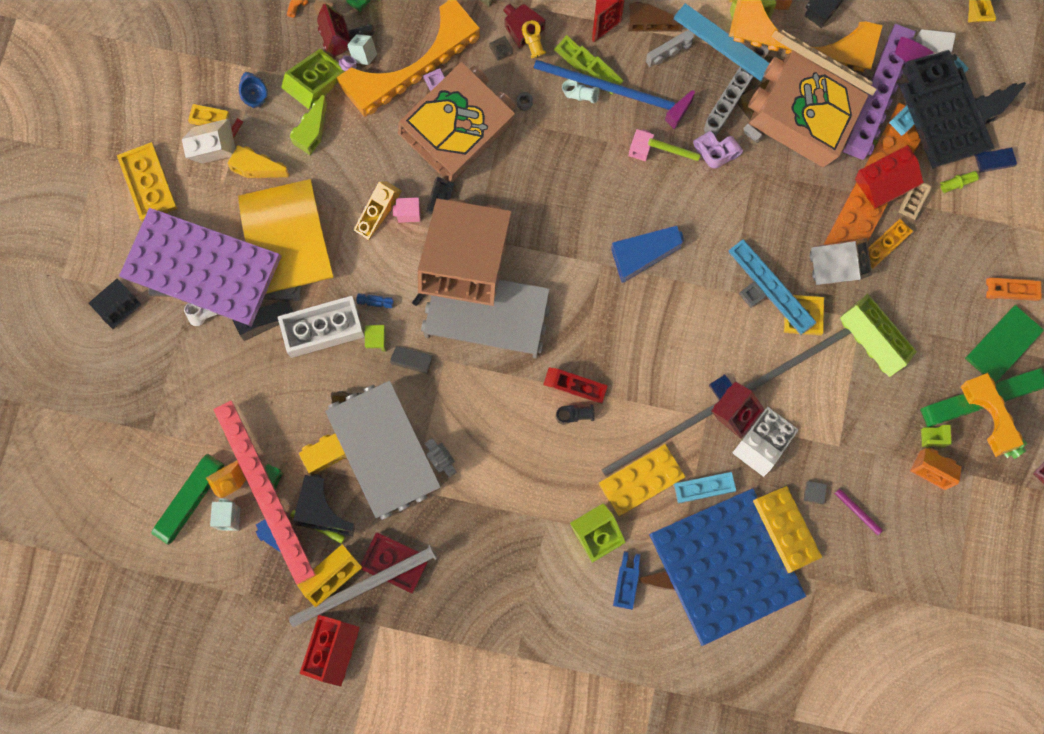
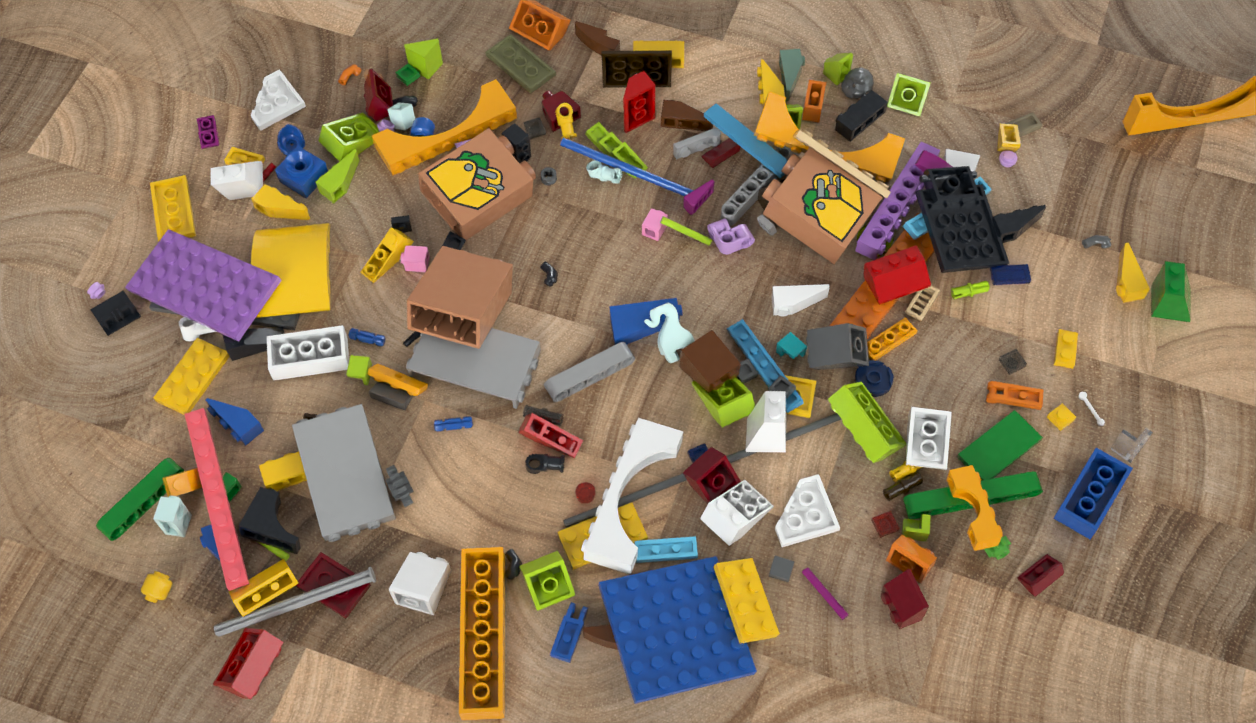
camera: 10 degrees right, 15 degrees down
(90, 282) = (96, 290): none -> lavender plate
(163, 88) = (208, 132): none -> magenta slope
(208, 363) = (191, 376): none -> yellow plate
(224, 586) = (156, 586): none -> yellow head
(226, 45) = (275, 101): none -> white plate
(267, 406) = (238, 420): none -> blue slope
(271, 125) = (301, 171): none -> blue piece
(386, 61) = (422, 127): none -> blue head
(386, 173) = (401, 223): none -> black plate
(415, 343) = (397, 380): none -> light orange tile
(478, 382) = (453, 423): none -> blue axle
(479, 550) = (420, 582): none -> white slope
(491, 68) = (520, 141): none -> black brick
(546, 211) = (551, 274): none -> black arm
(547, 594) = (482, 634): none -> light orange brick
(564, 364) = (552, 417): none -> clear smoke pin
(564, 520) = (513, 569): none -> black arm
(602, 313) = (589, 372): none -> light grey beam
(618, 438) = (585, 492): none -> clear red tile
(652, 490) = (607, 540): none -> white arch
(678, 266) = (672, 334): none -> light aqua hips
(694, 55) = (721, 152): none -> dark red slope
(721, 293) = (709, 362): none -> reddish brown slope
(737, 323) = (728, 402): none -> lime slope
(785, 351) = (767, 424): none -> white slope
(786, 212) = (792, 299): none -> white slope
(794, 312) = (783, 384): none -> dark grey tile
(795, 263) = (791, 345): none -> teal panel
(831, 434) = (806, 513): none -> white plate
(879, 286) = (875, 377): none -> dark blue tile
(906, 435) = (885, 524): none -> clear red tile
(918, 396) = (902, 486): none -> dark brown pin
(922, 375) = (903, 471): none -> yellow pin
(935, 512) = (904, 600): none -> dark red slope
(938, 346) = (928, 438): none -> white slope
(980, 31) = (1008, 158): none -> lavender plate
(1008, 254) = (1012, 361): none -> clear smoke plate

